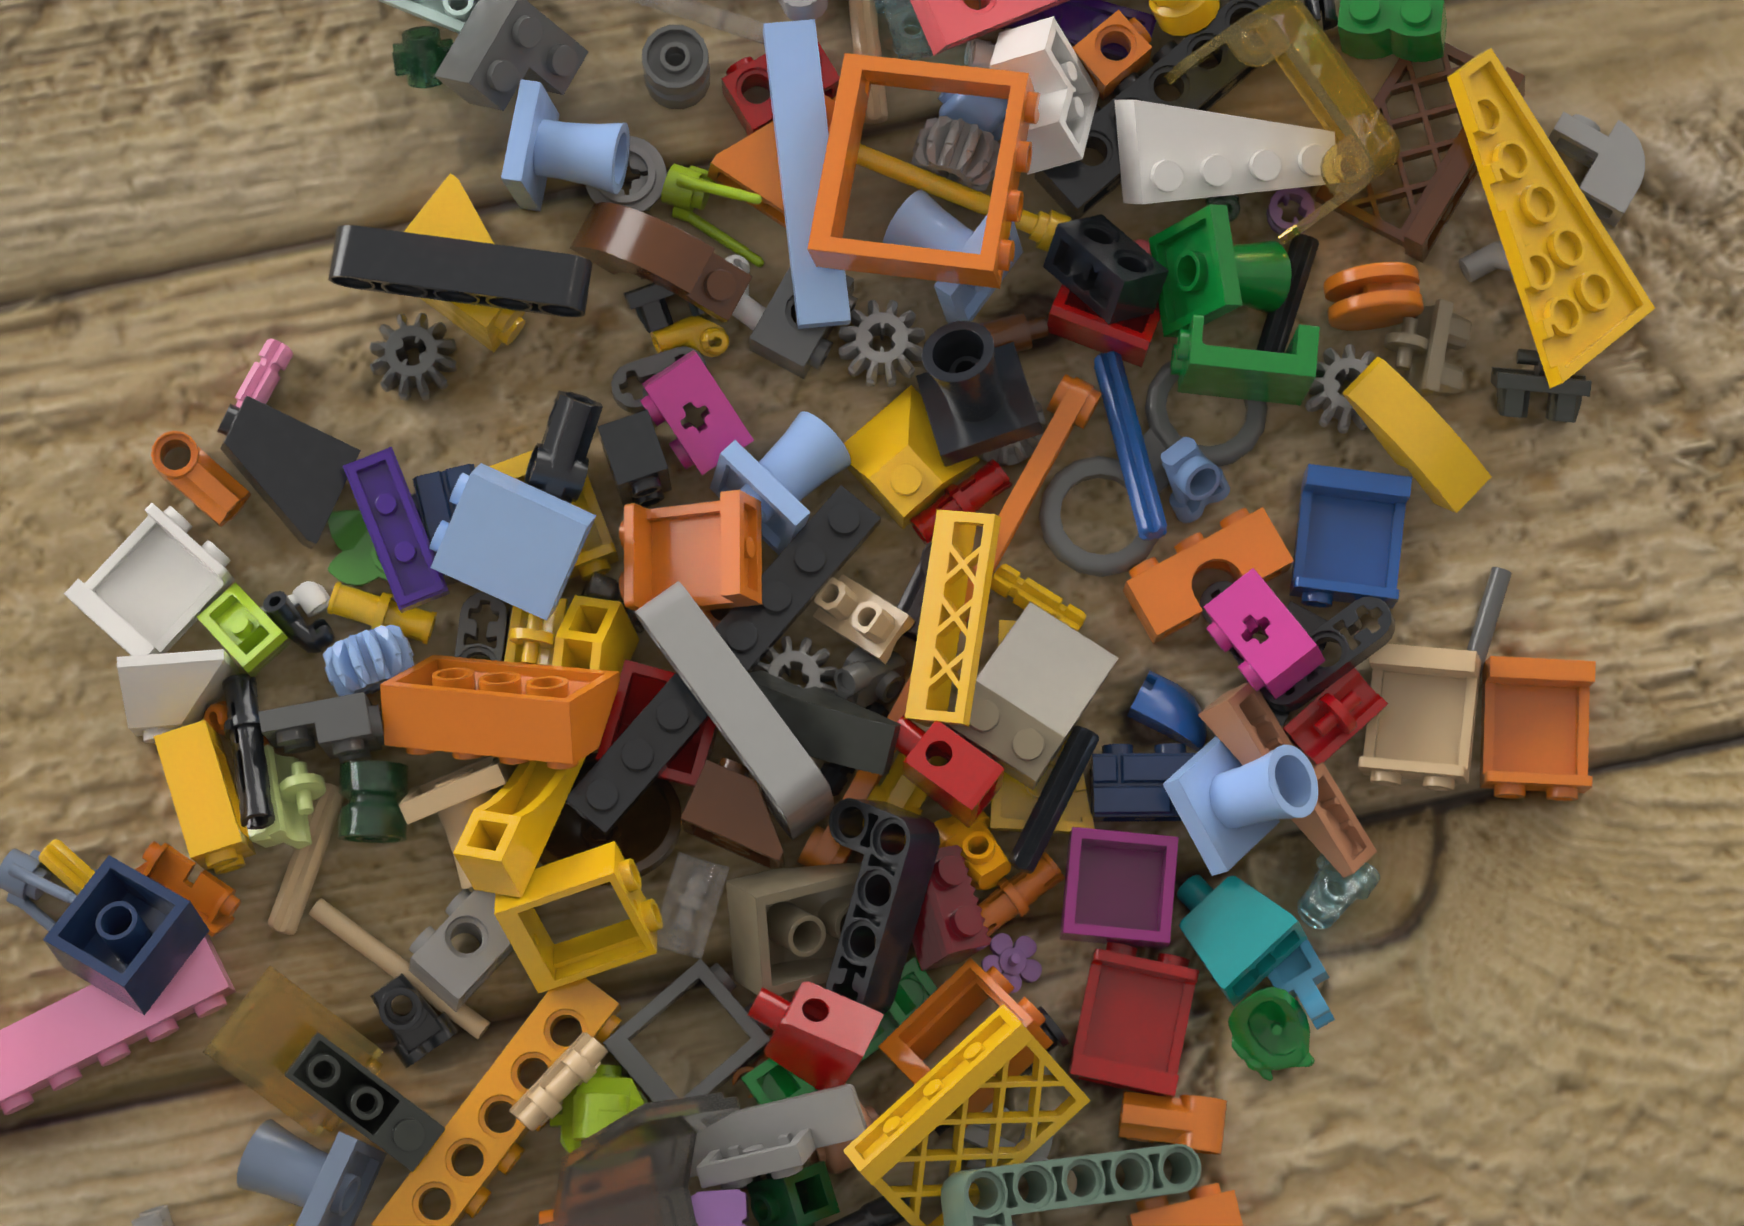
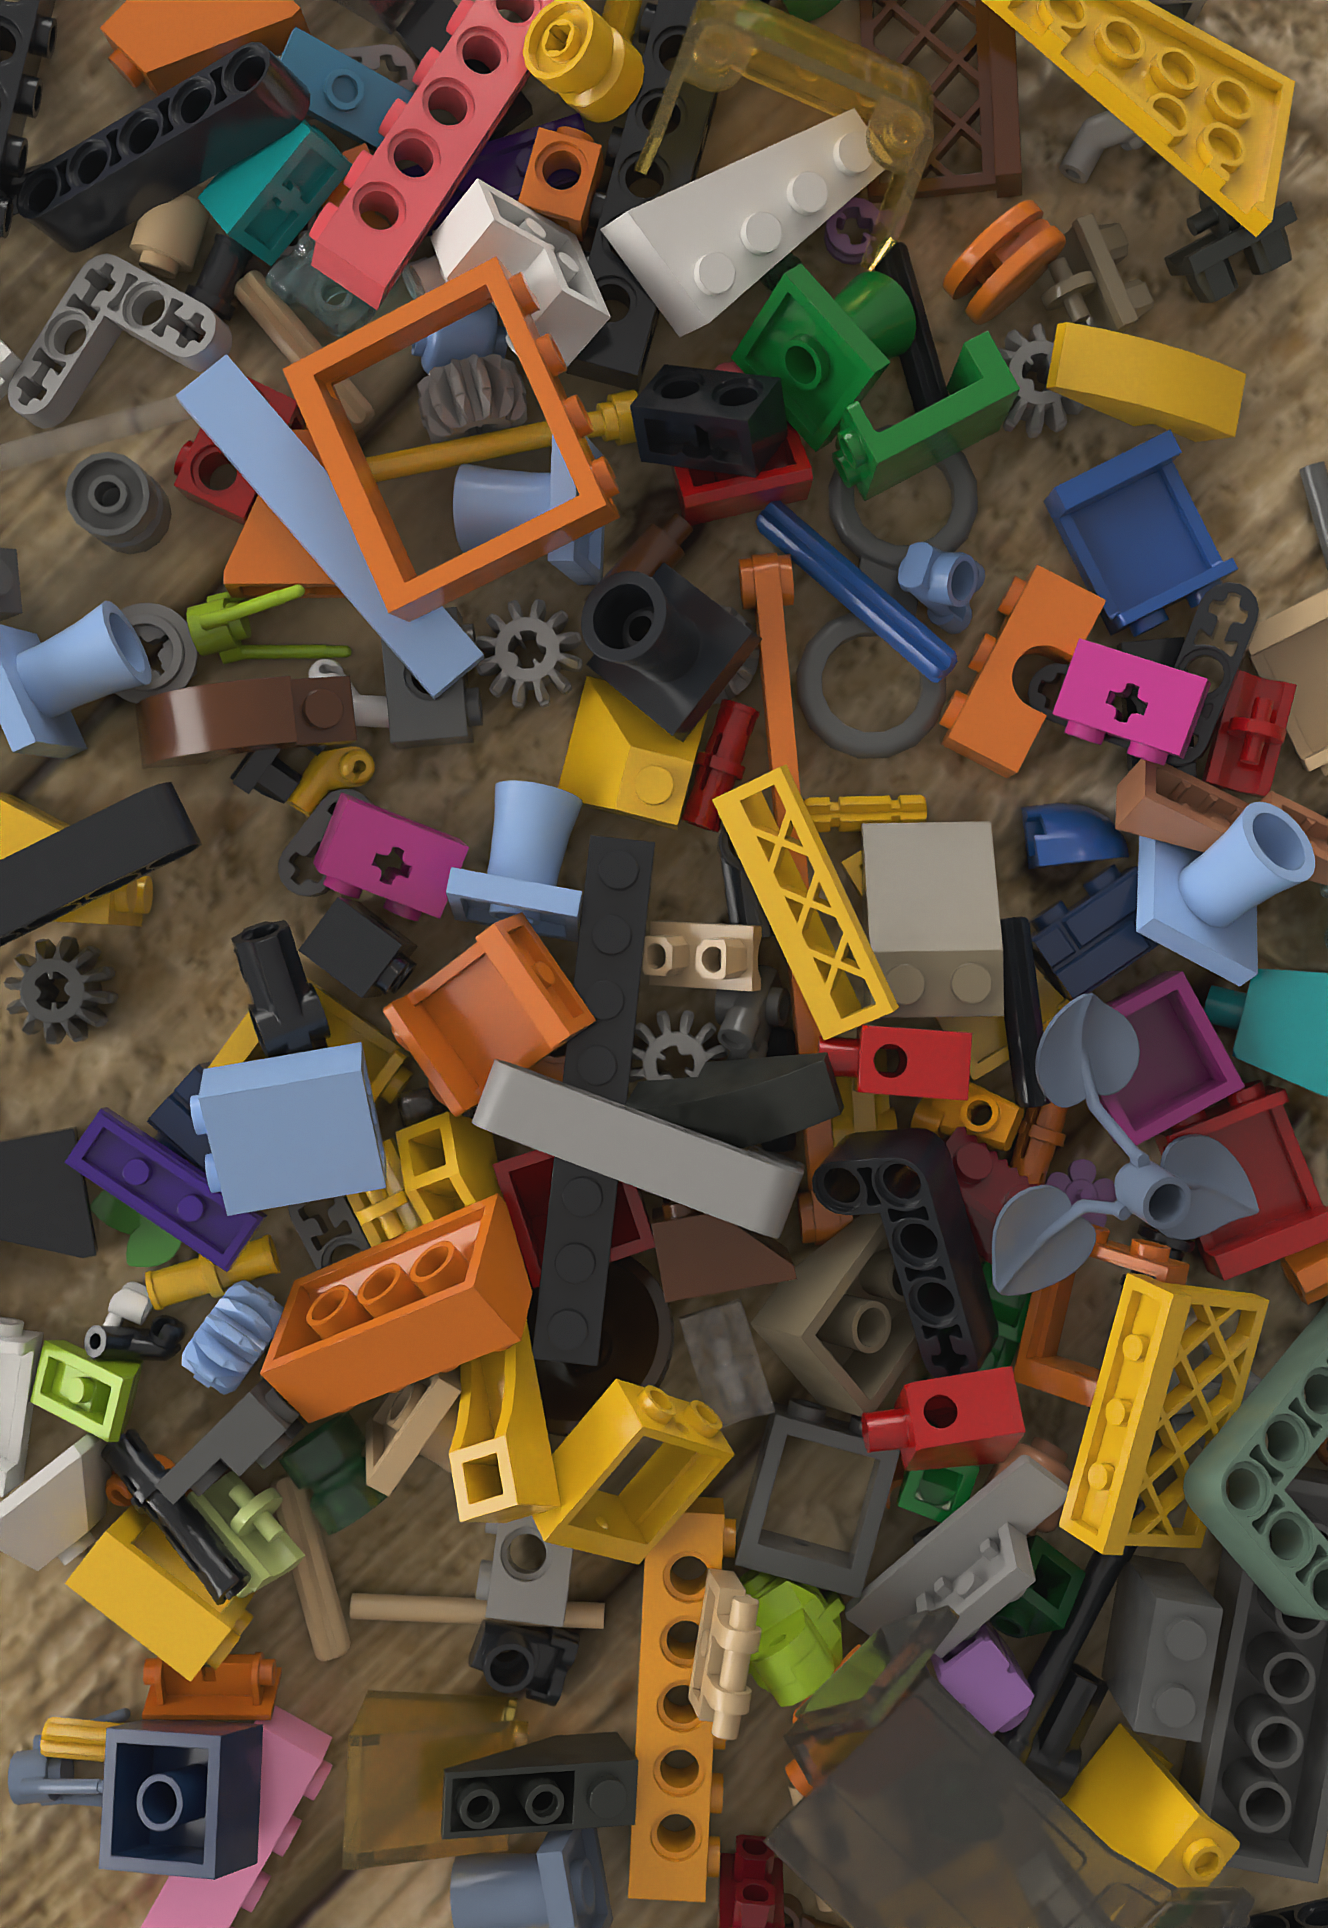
camera: 30 degrees left, 10 degrees up
(1086, 997) = (1192, 1192): none -> sand blue plant

